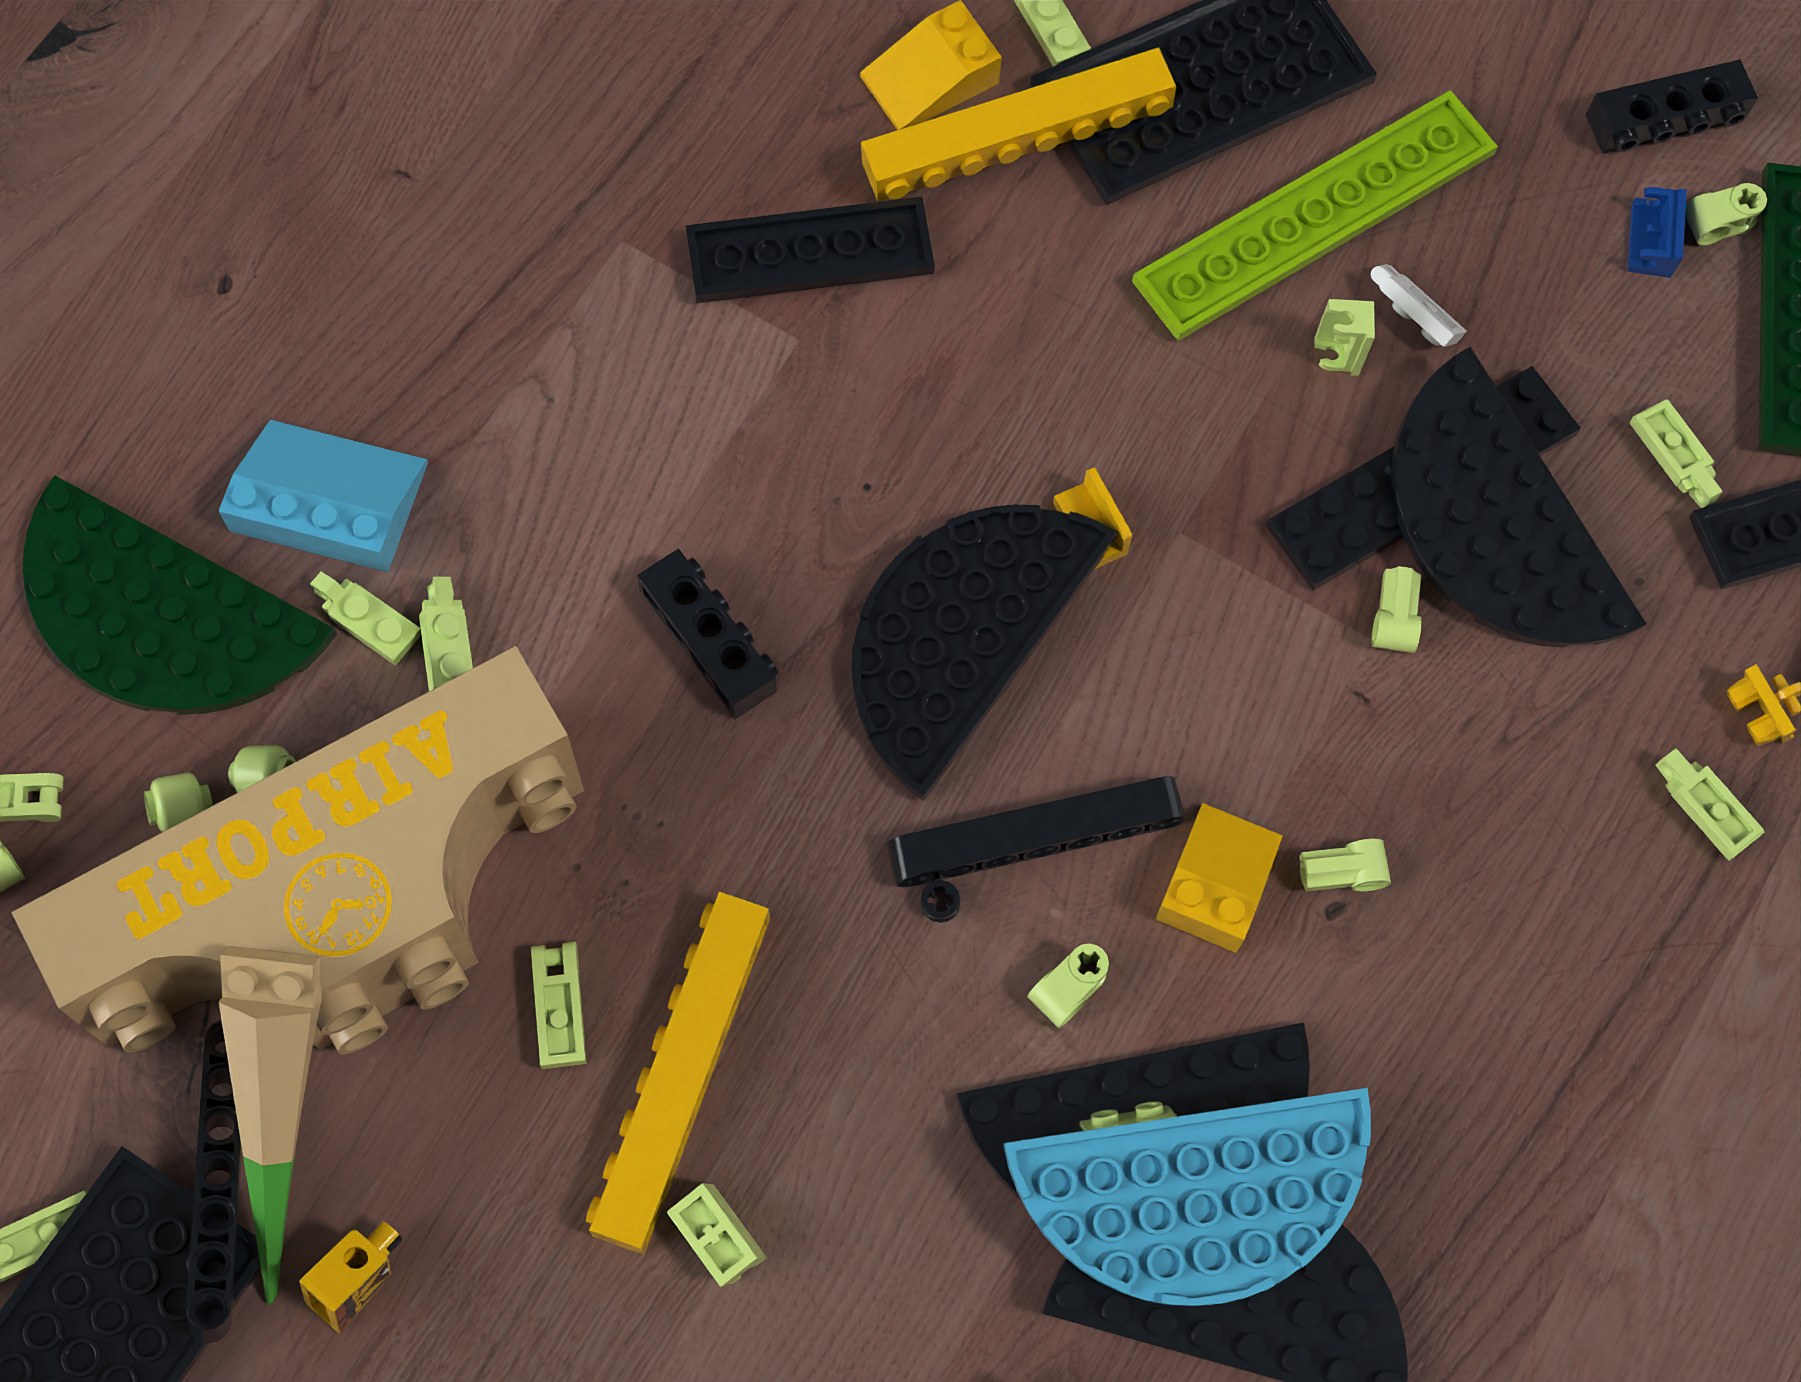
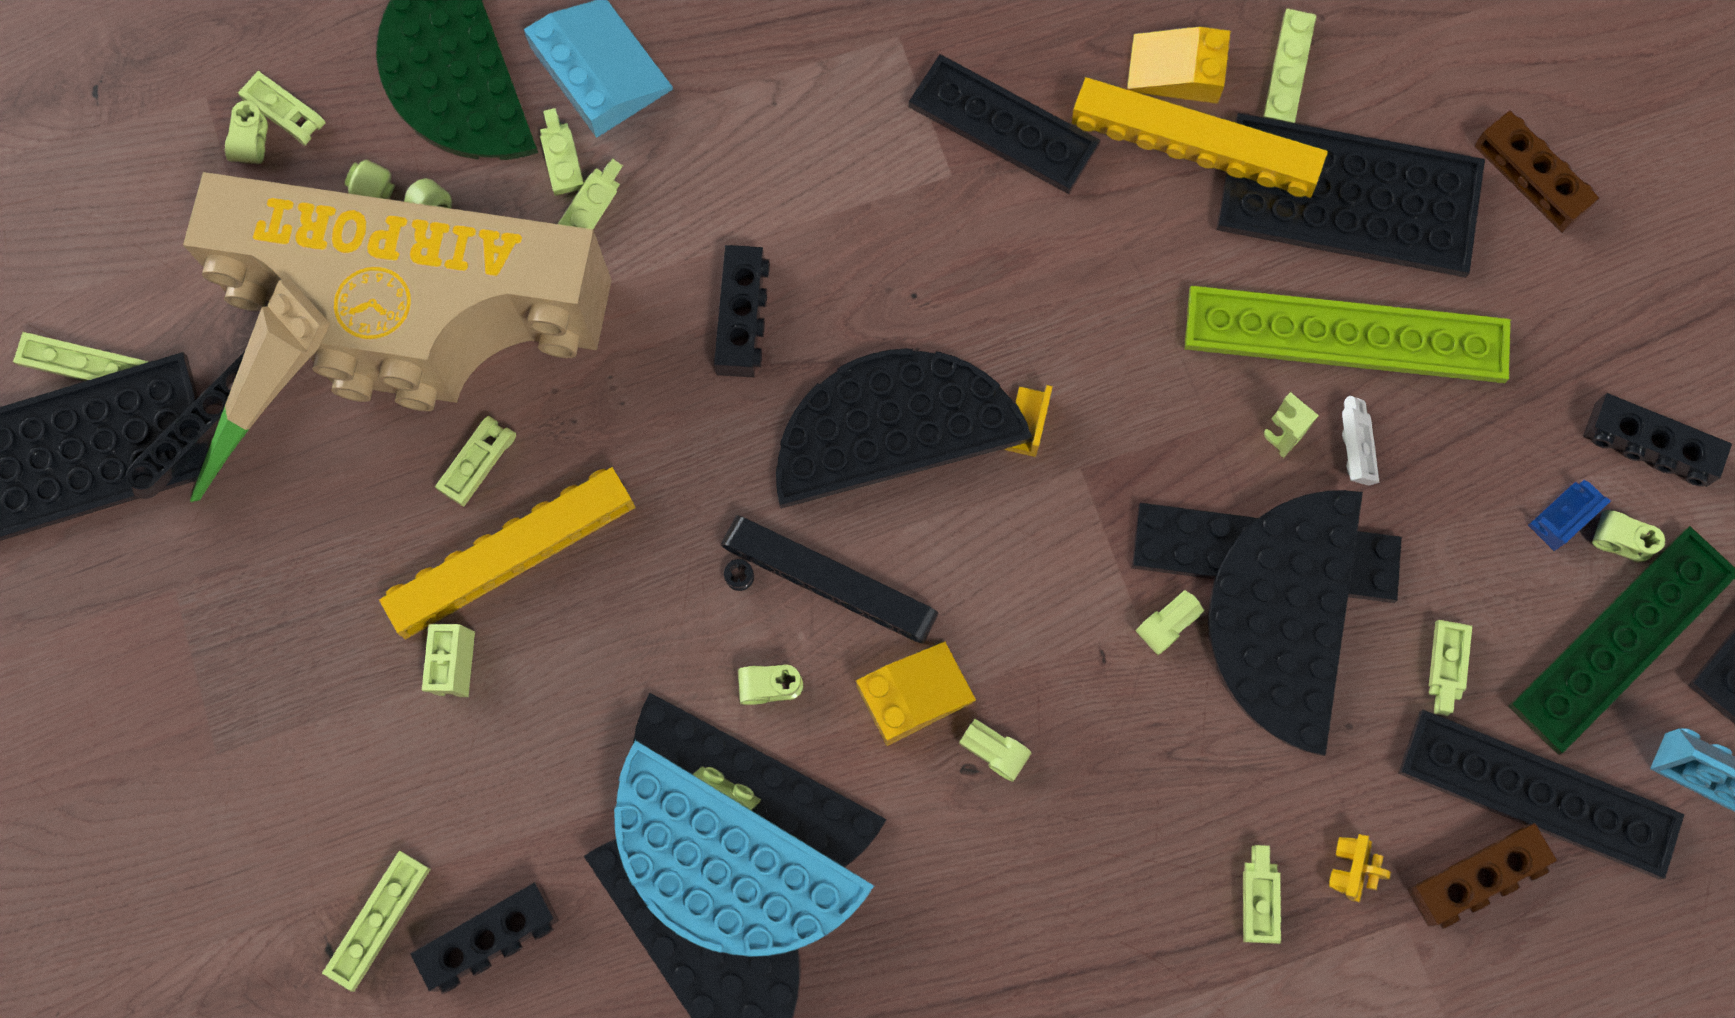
camera: 45 degrees right, 5 degrees up
(337, 1289) = (237, 519): yellow torso -> none

